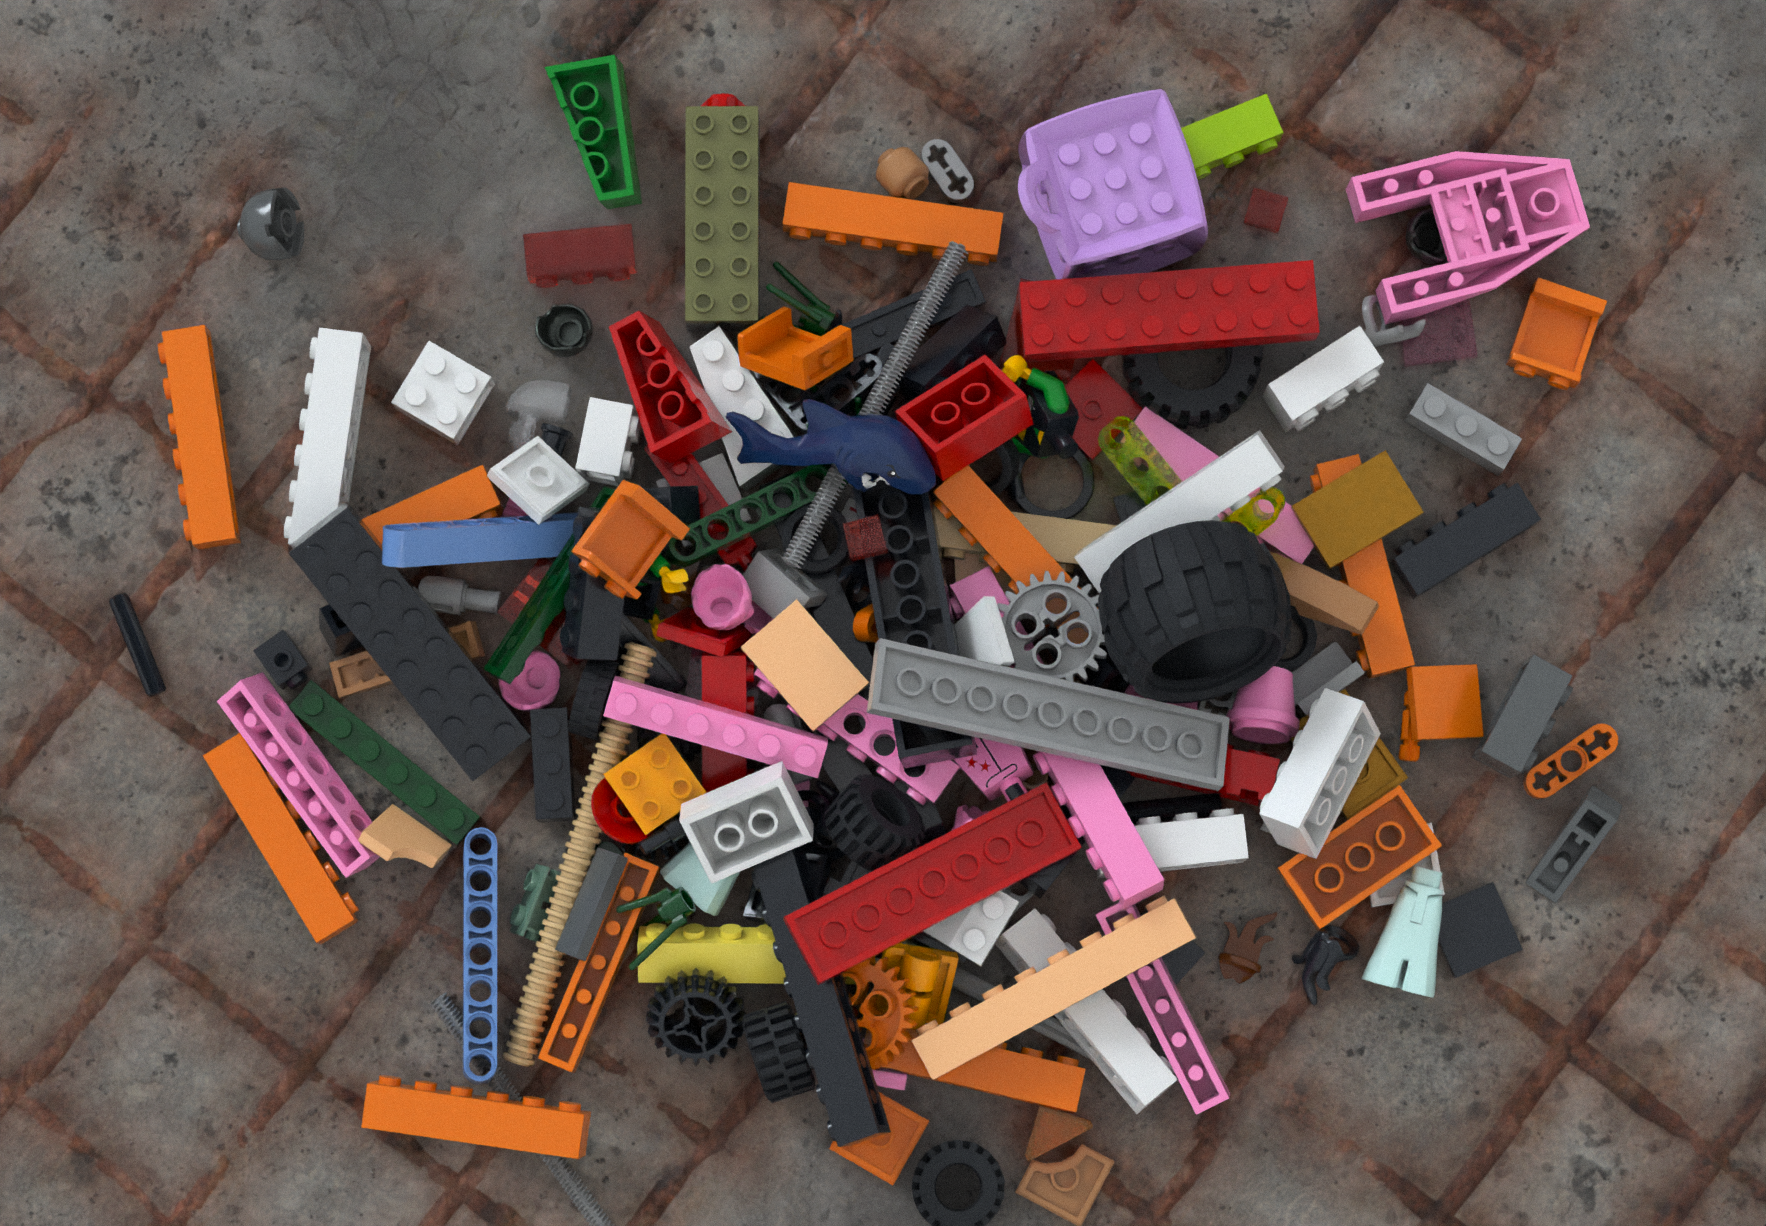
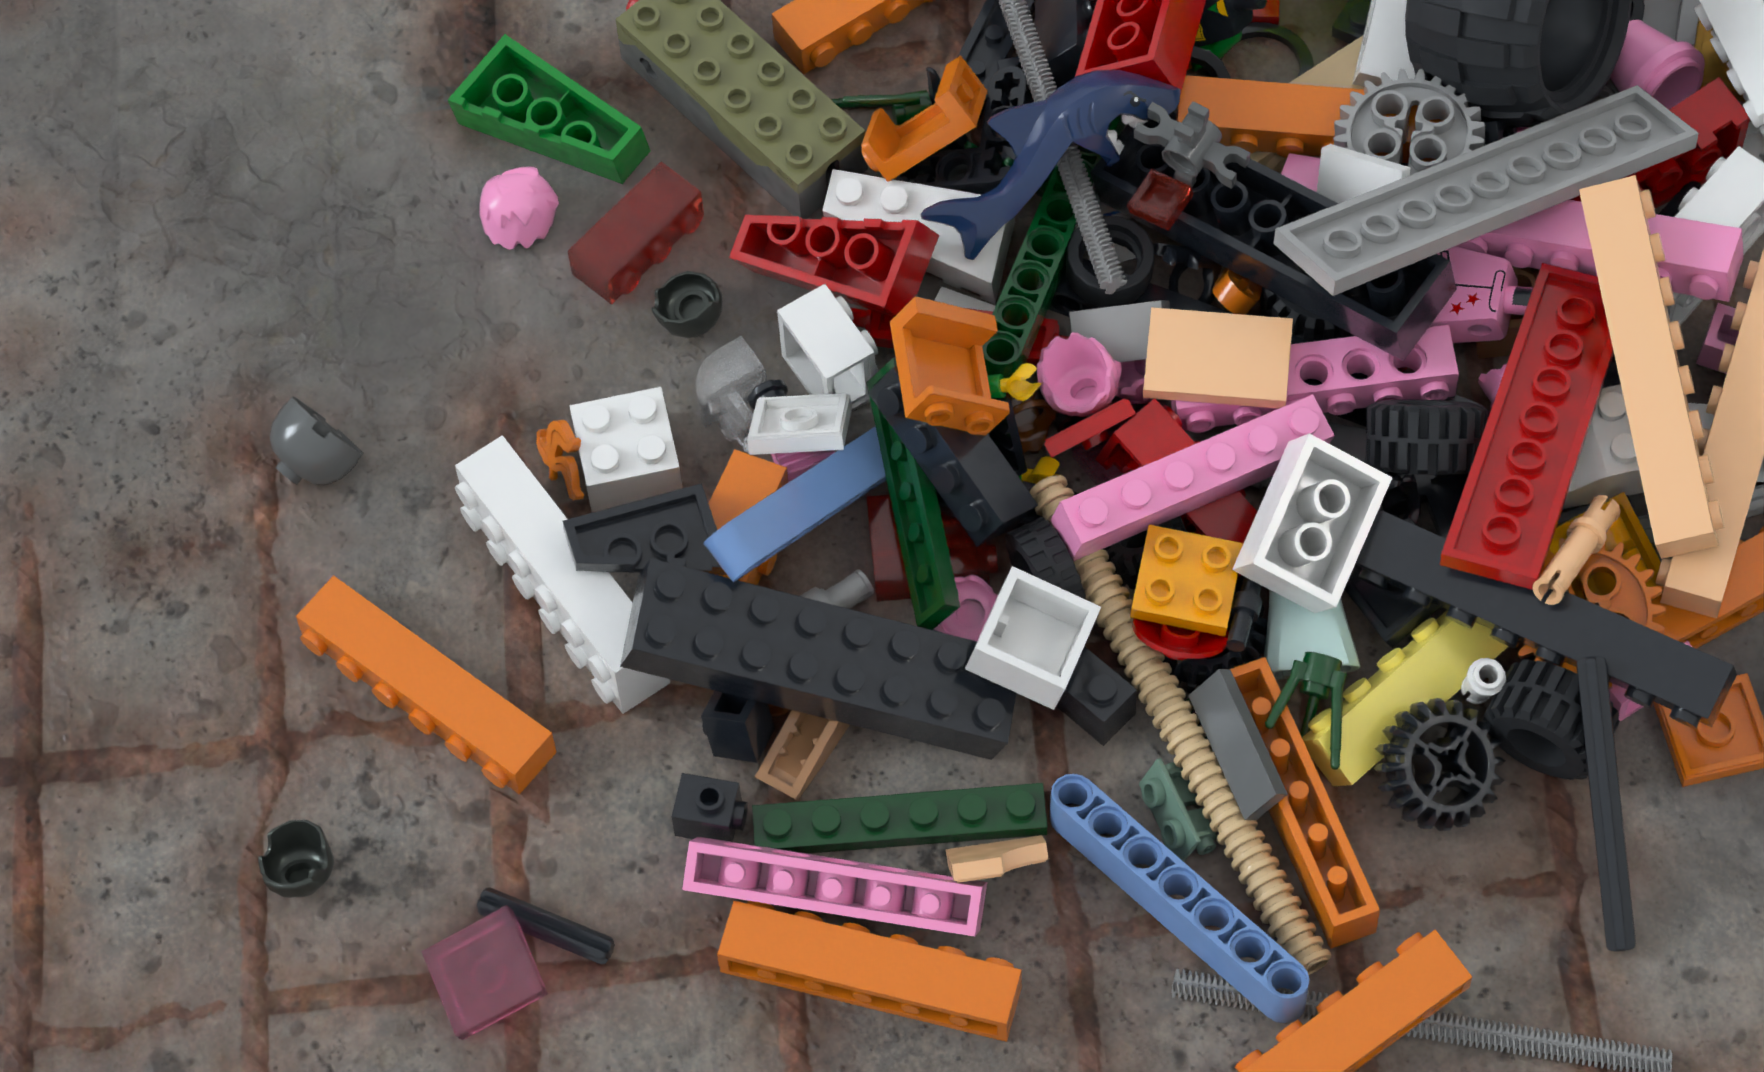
camera: 40 degrees left, 20 degrees down
(35, 481) = (296, 859): none -> pearl dark grey hair
(77, 643) = (484, 972): none -> clear pink tile
(379, 478) = (658, 527): none -> black wing
(402, 364) = (551, 444): none -> orange piece
(528, 172) = (517, 207): none -> bright pink hair
(528, 743) = (1033, 638): none -> white piece
(752, 1130) = (1606, 803): none -> black axle
(757, 1004) = (1476, 674): none -> white pin
(885, 976) = (1585, 537): none -> light nougat pin
(898, 531) = (1192, 144): none -> dark grey pin
(1024, 911) = (1649, 367): none -> light nougat brick

